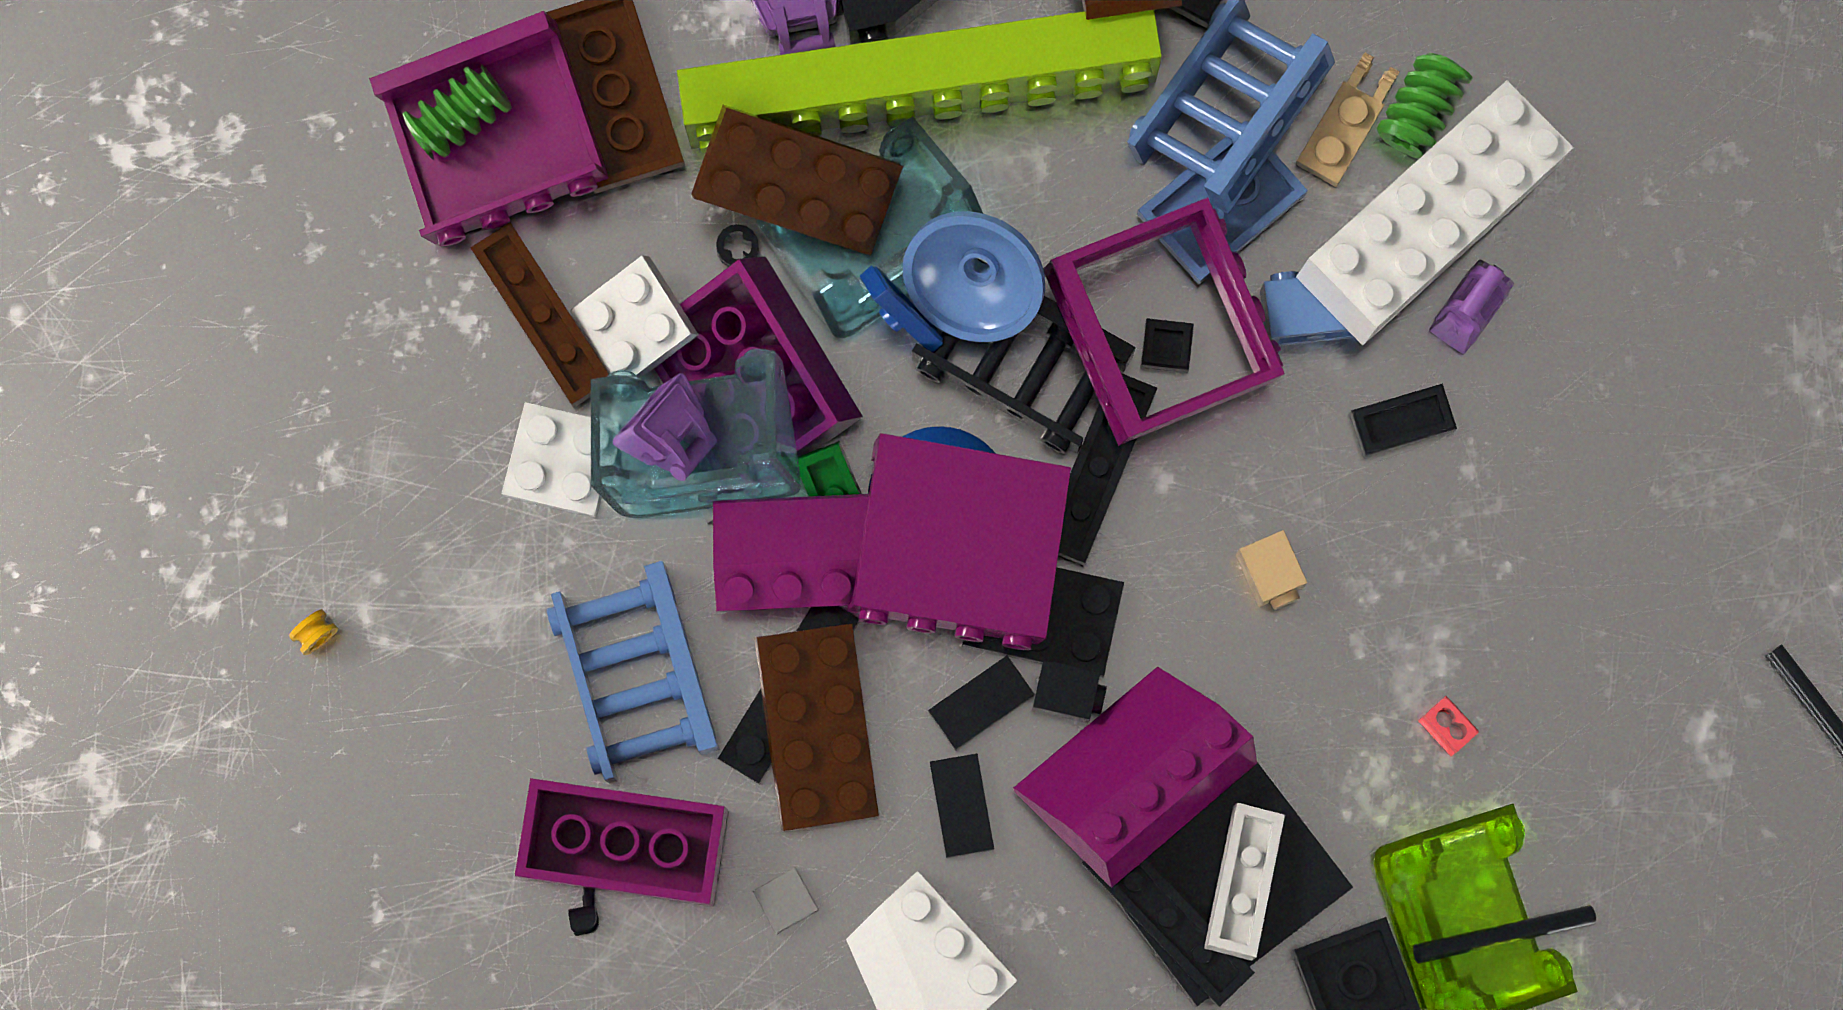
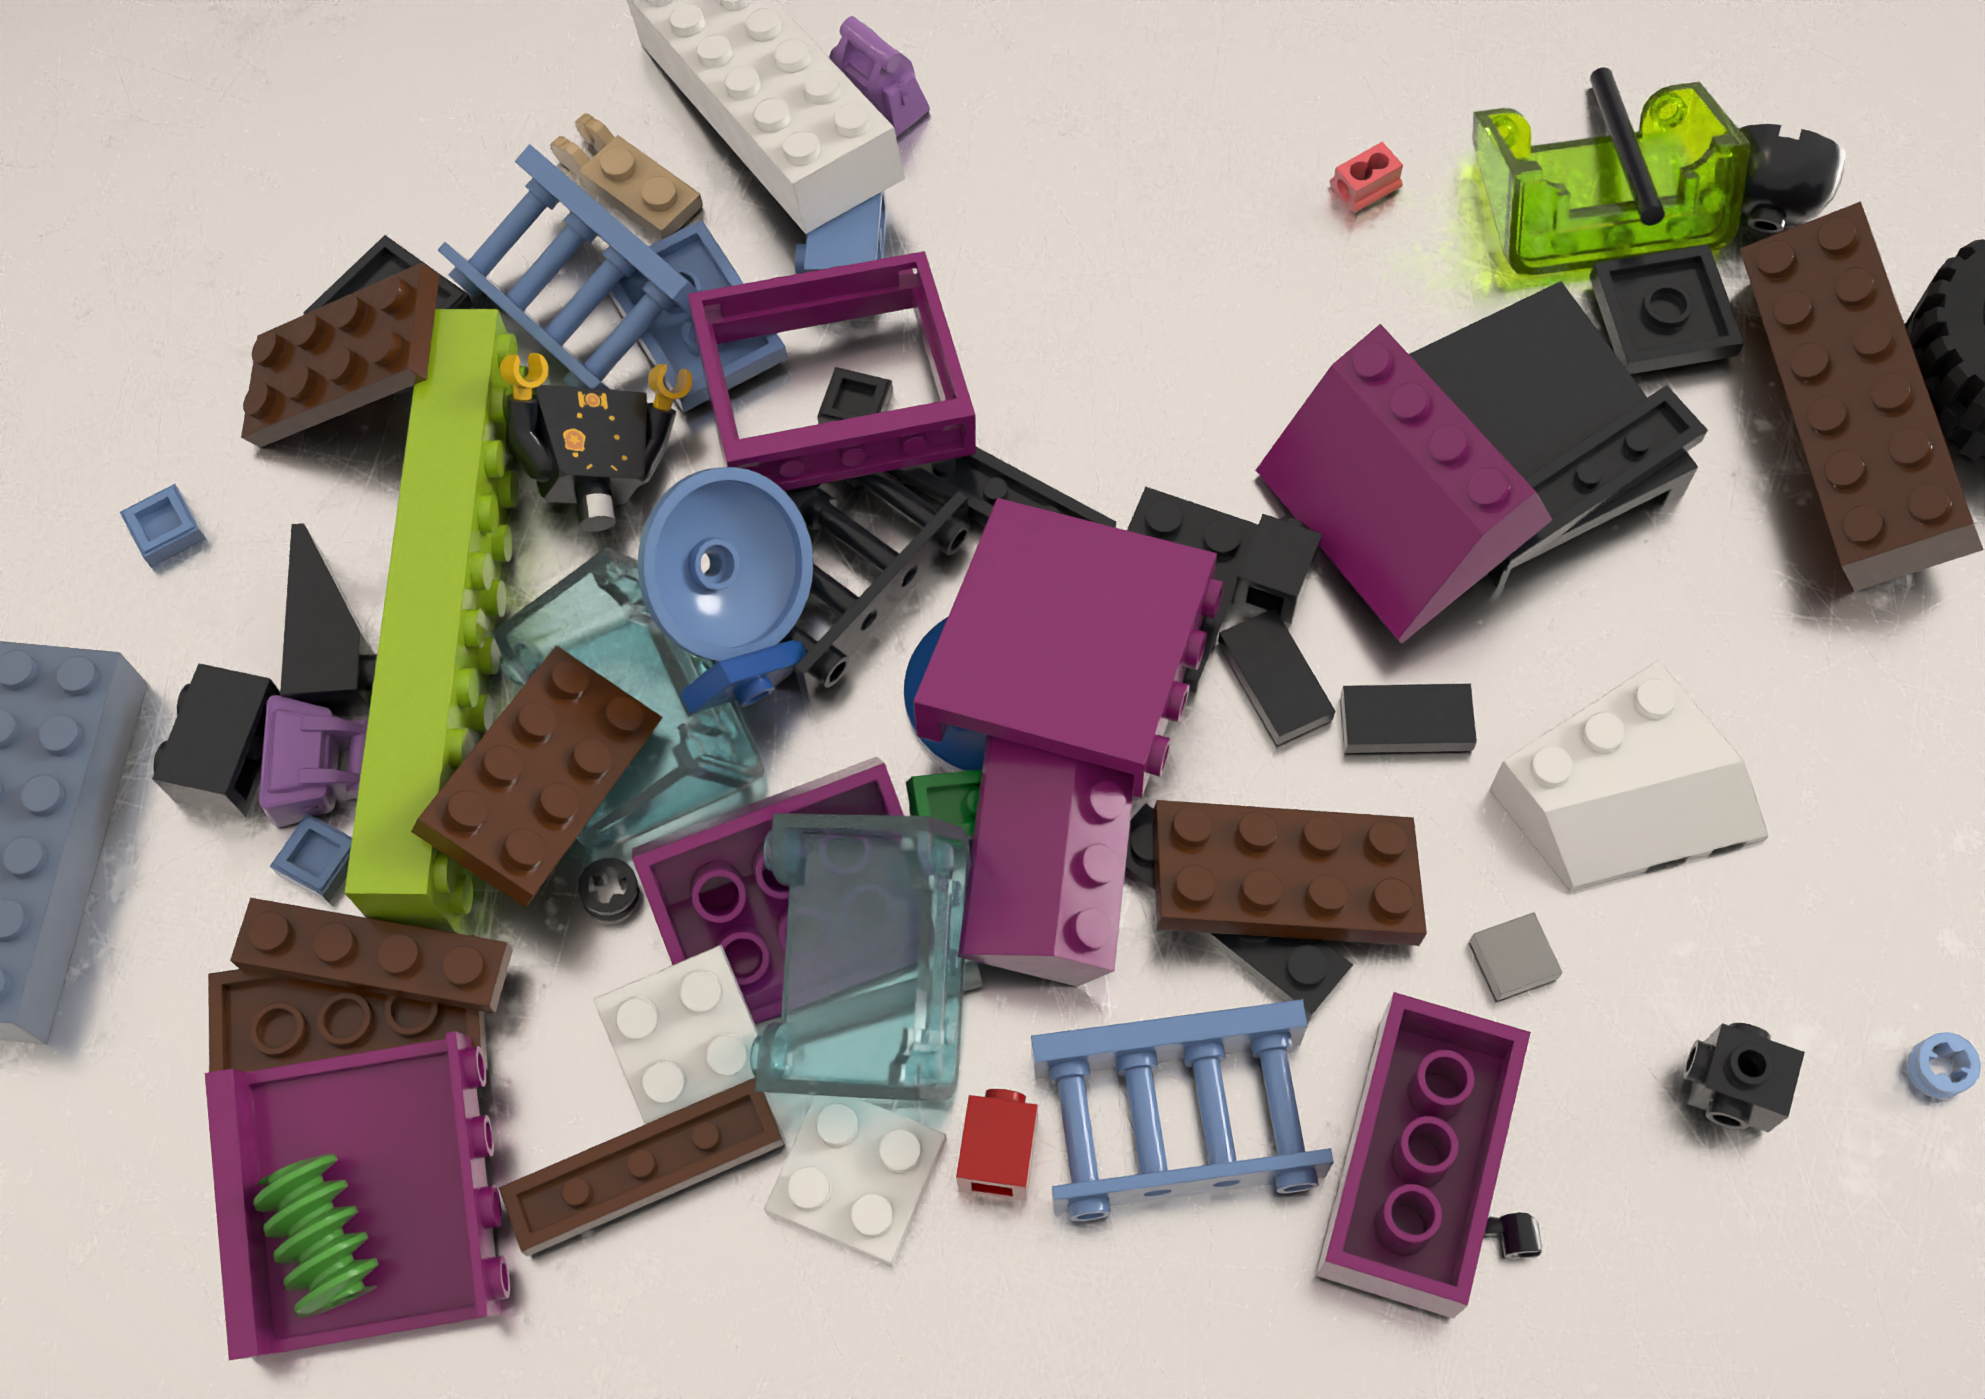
camera: 80 degrees left, 15 degrees down
(589, 552) = (997, 1145): none -> red brick
(654, 95) = (372, 955): none -> reddish brown plate
(660, 426) = (848, 991): medium lavender piece -> none
(730, 35) = (315, 858): none -> medium blue tile
(1083, 151) = (587, 441): none -> black torso
(1244, 881) = (1554, 376): white plate -> none
(1272, 570) = (1157, 323): tan brick -> none
(1403, 420) = (997, 175): black tile -> none
(1421, 102) = (630, 91): bright green piece -> none

